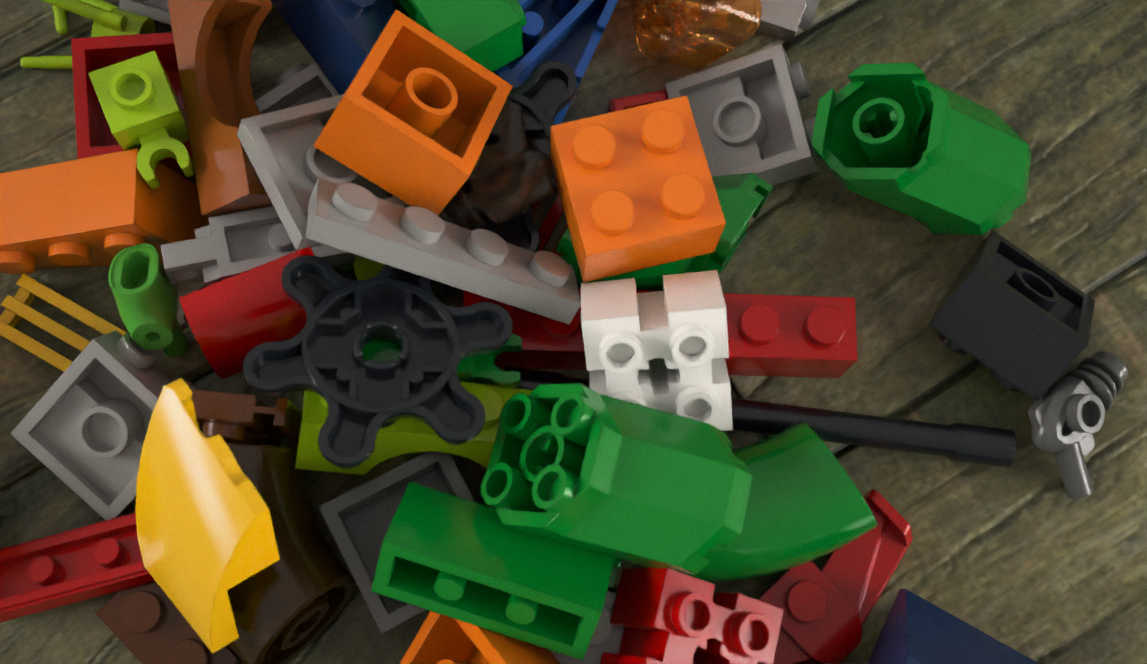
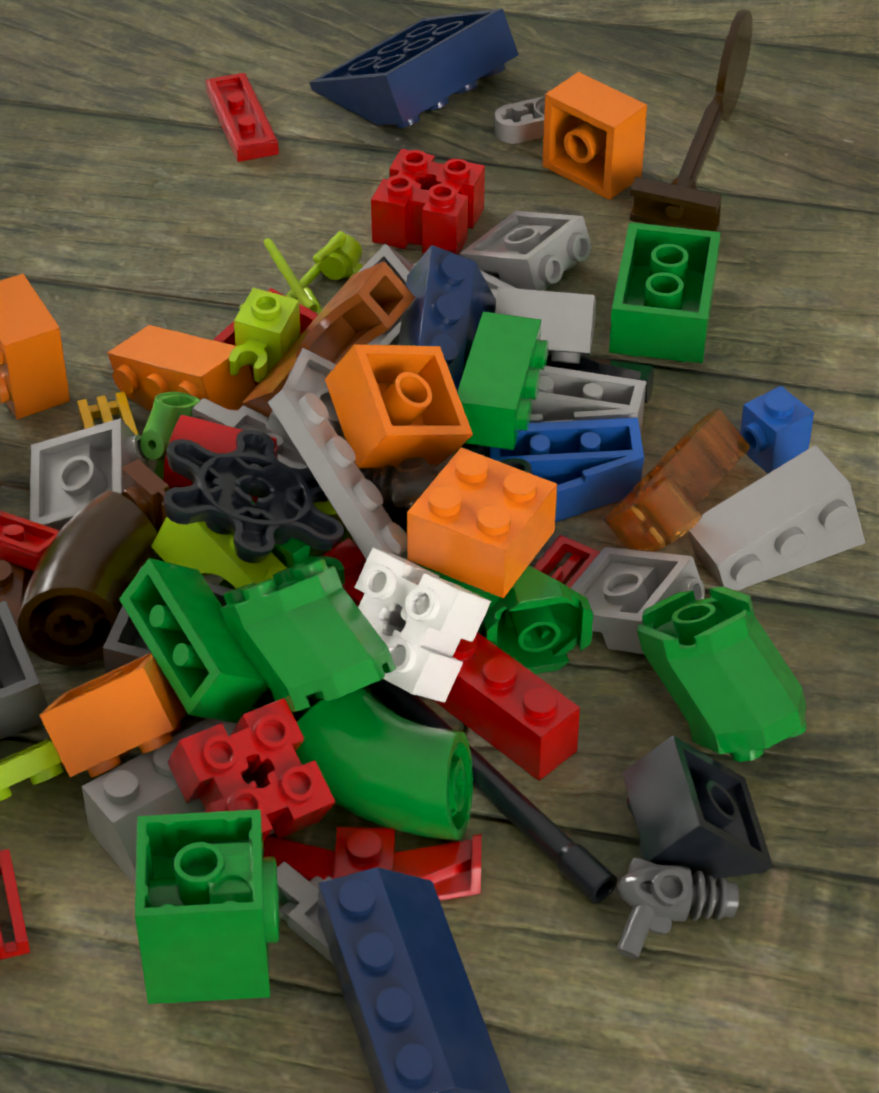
camera: 50 degrees right, 30 degrees down
(198, 517) = (78, 500): yellow slope -> none

